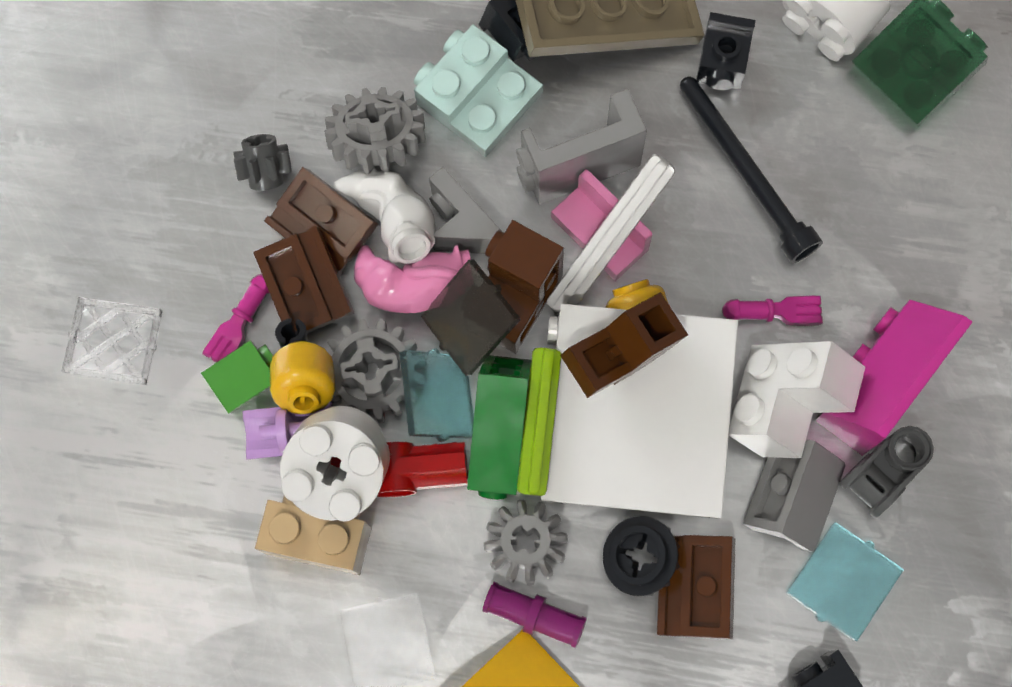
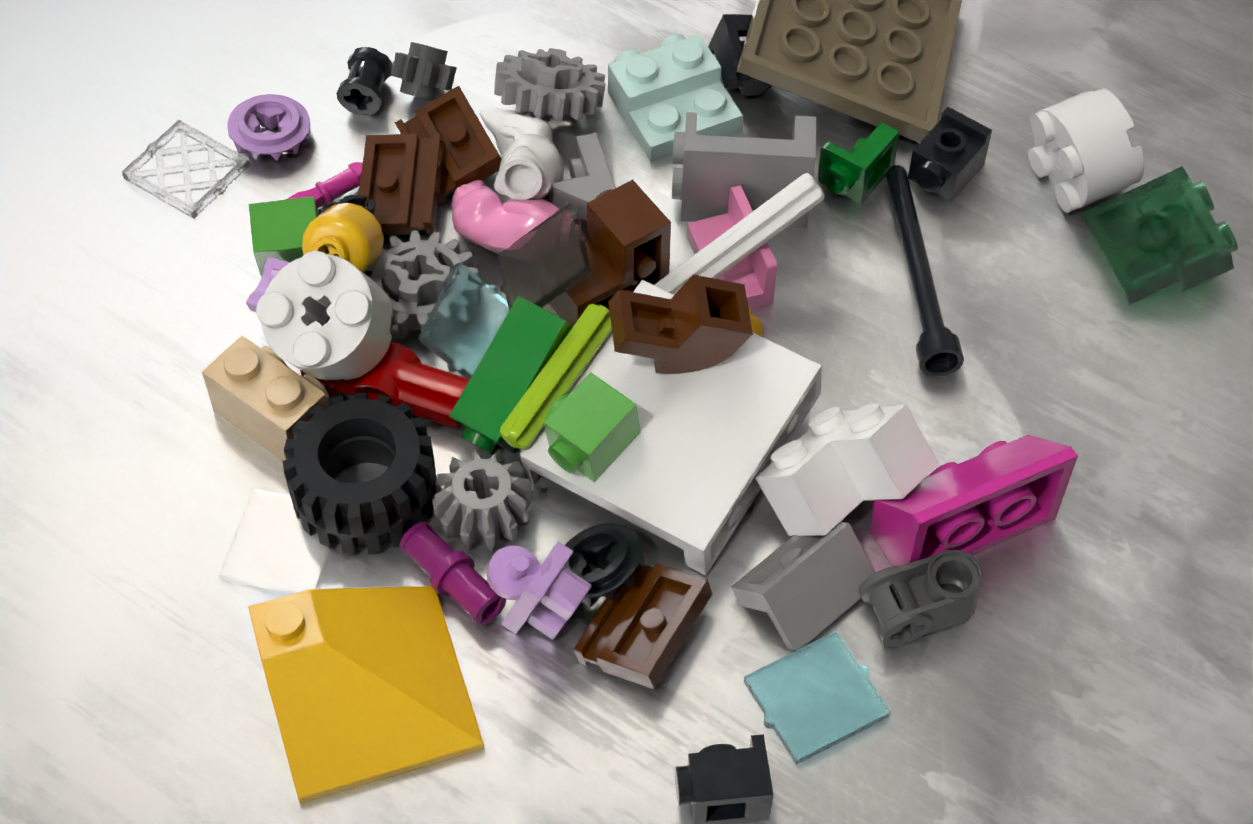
camera: 20 degrees right, 20 degrees down
(153, 254) = (272, 112): none -> lavender gear
(216, 191) = (364, 81): none -> black bush
(392, 538) = (353, 435): none -> black tyre
(591, 463) = (590, 427): none -> bright green brick
(613, 607) = (543, 593): none -> lavender hips
(659, 103) = (861, 170): none -> green bracket
(791, 310) = (857, 395): dark pink piece -> none

